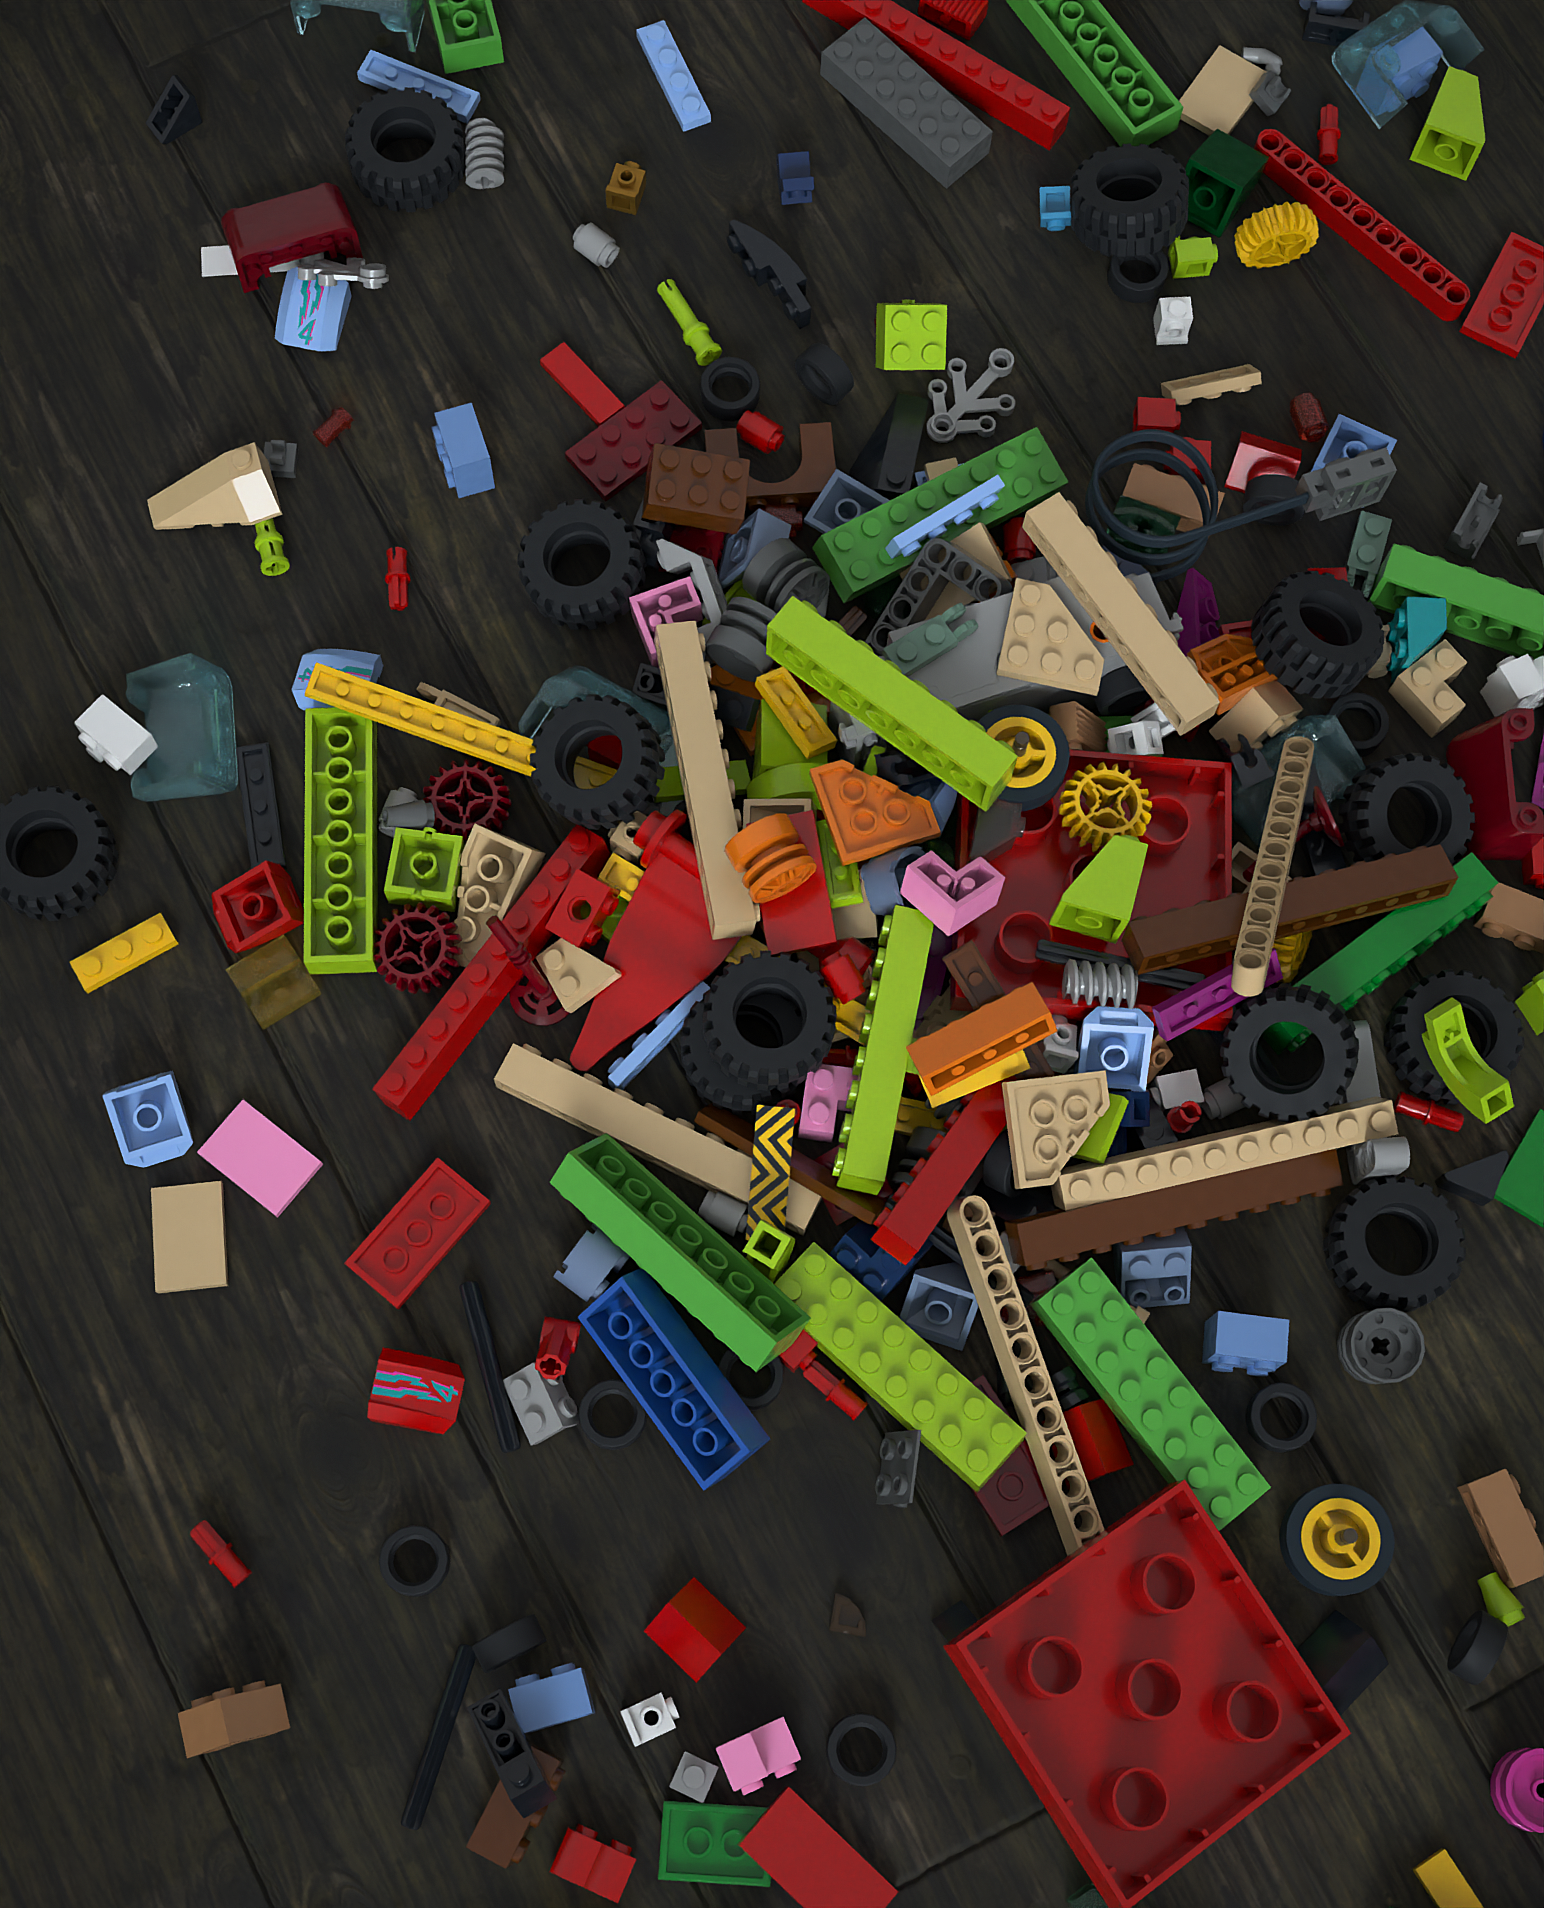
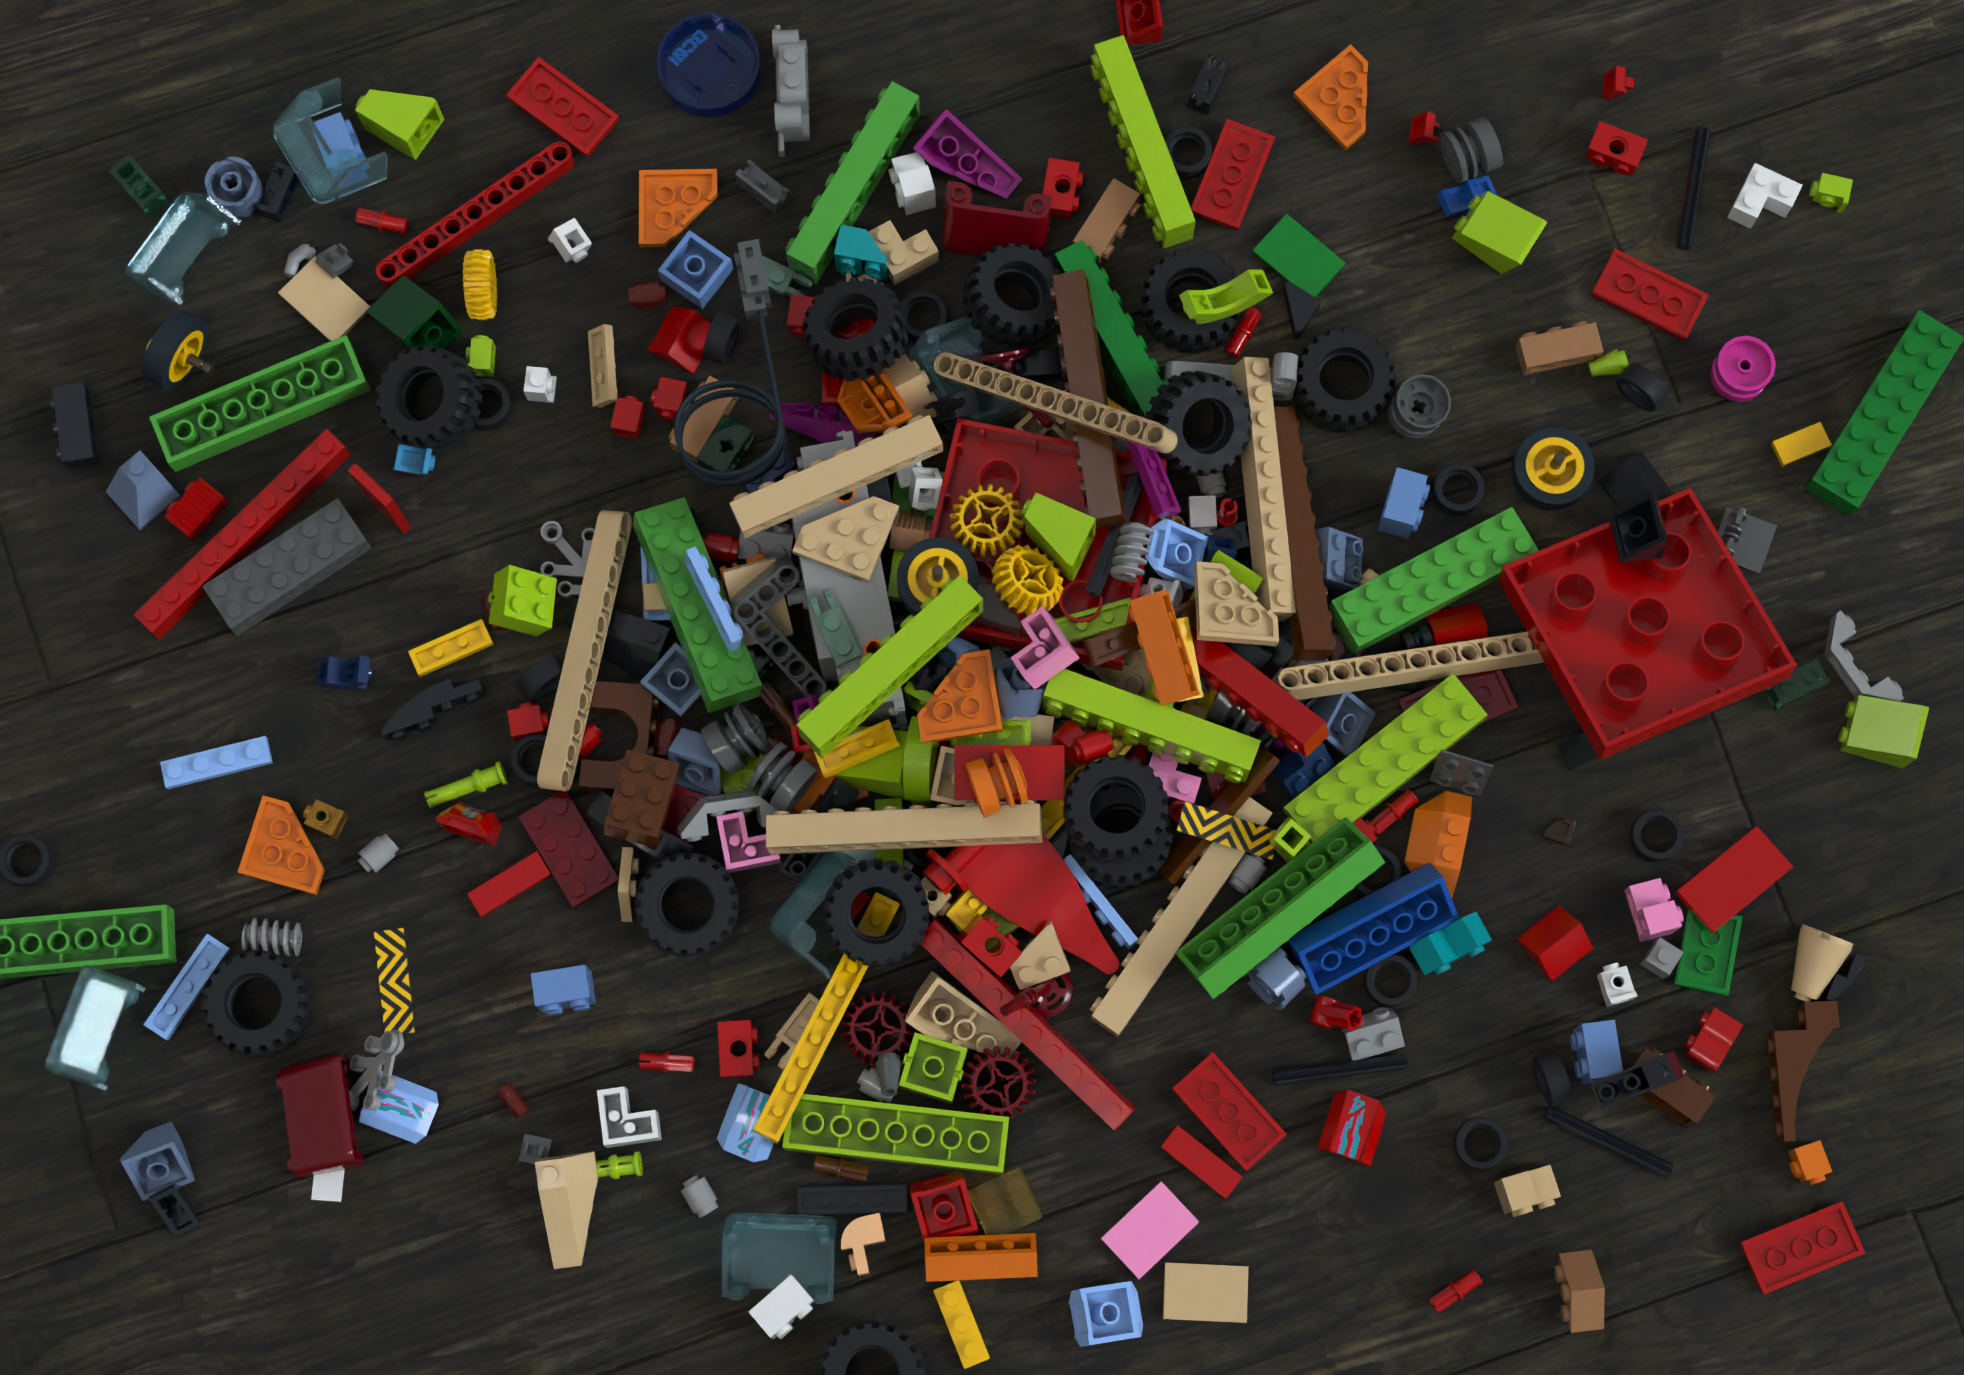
camera: 75 degrees left, 5 degrees up
(202, 958) = (981, 1257): none -> orange brick
(212, 816) = (860, 1233): none -> light nougat brick
(223, 87) = (157, 1161): none -> sand blue slope
(244, 637) = (699, 1196): none -> light grey brick
(294, 789) = (841, 1168): none -> reddish brown axle
(317, 535) = (620, 1125): none -> white brick
(351, 1209) = (1201, 1162): none -> red tile
(359, 1628) = (1527, 1189): none -> tan brick
(405, 642) = (728, 1035): none -> red brick
(454, 289) = (394, 980): none -> sticker
(585, 150) = (281, 850): none -> orange plate
(620, 497) = (627, 884): none -> tan wing
(643, 328) = (470, 823): none -> red slope
(670, 1485) = (1450, 944): none -> teal brick
(773, 370) = (527, 720): none -> red brick
(809, 1453) = (1440, 835): none -> orange wedge
(844, 280) = (450, 648): none -> yellow plate
(863, 407) = (584, 650): none -> tan beam
(984, 935) = (1110, 617): none -> lime tile
(997, 161) = (379, 498): none -> red tile
(1053, 861) = (1027, 579): none -> yellow gear
(1272, 1660) = (1639, 530): none -> black slope
(1297, 1826) = (1746, 538): none -> dark grey hinge
(1359, 319) = (571, 234): none -> white brick
(1429, 427) = (672, 201): none -> orange plate

